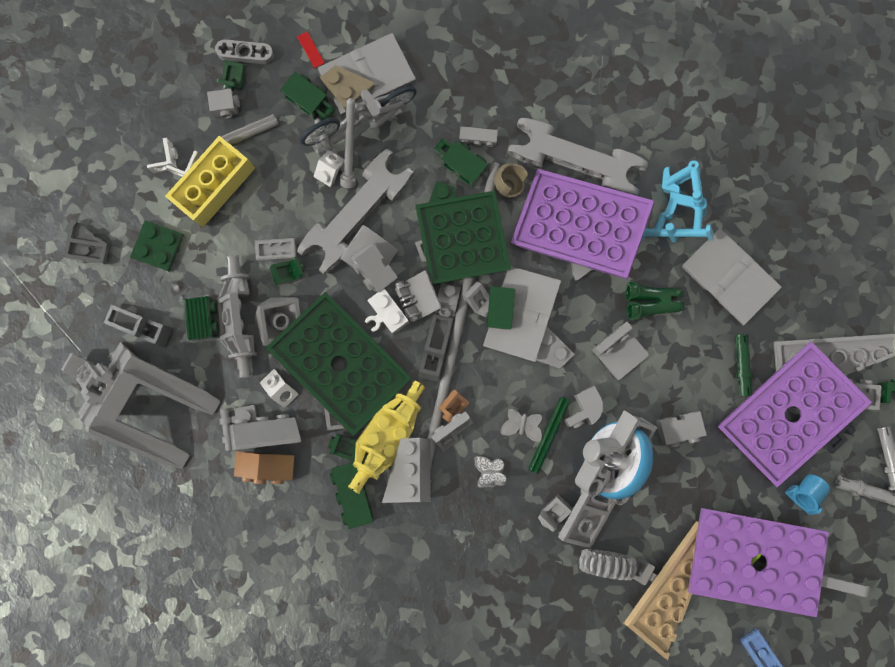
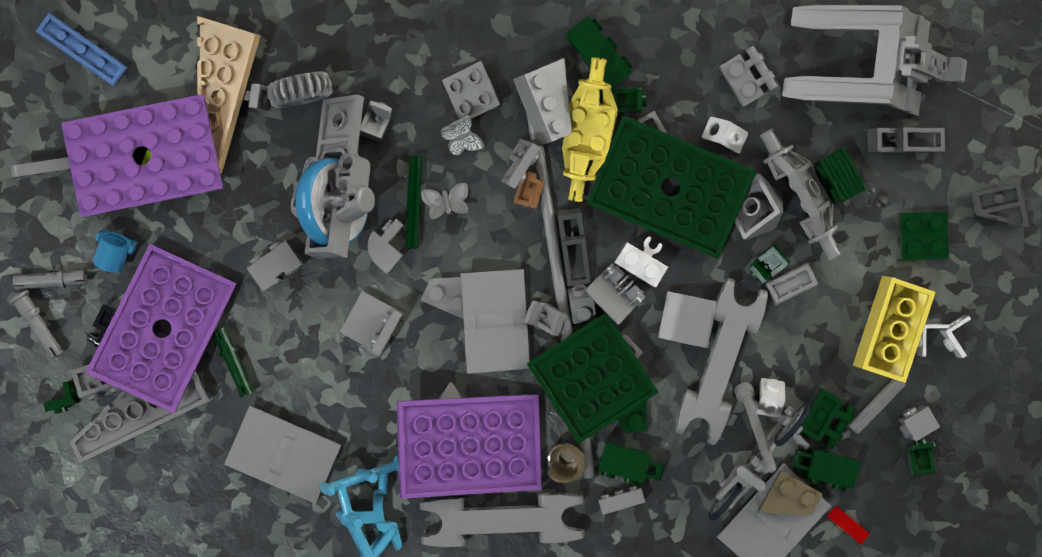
camera: 165 degrees right, 5 degrees up
(259, 47) = (934, 480): light grey beam -> none
(259, 467) = (705, 44): medium nougat brick -> none
(264, 432) = (719, 80): light grey slope -> none
(290, 143) = (821, 414): none -> dark green plate
(369, 264) = (682, 307): light grey brick -> none
(467, 505) = (471, 91): none -> light grey hinge
(501, 308) = (520, 316): dark green slope -> none
(638, 292) = (367, 376): dark green piece -> none

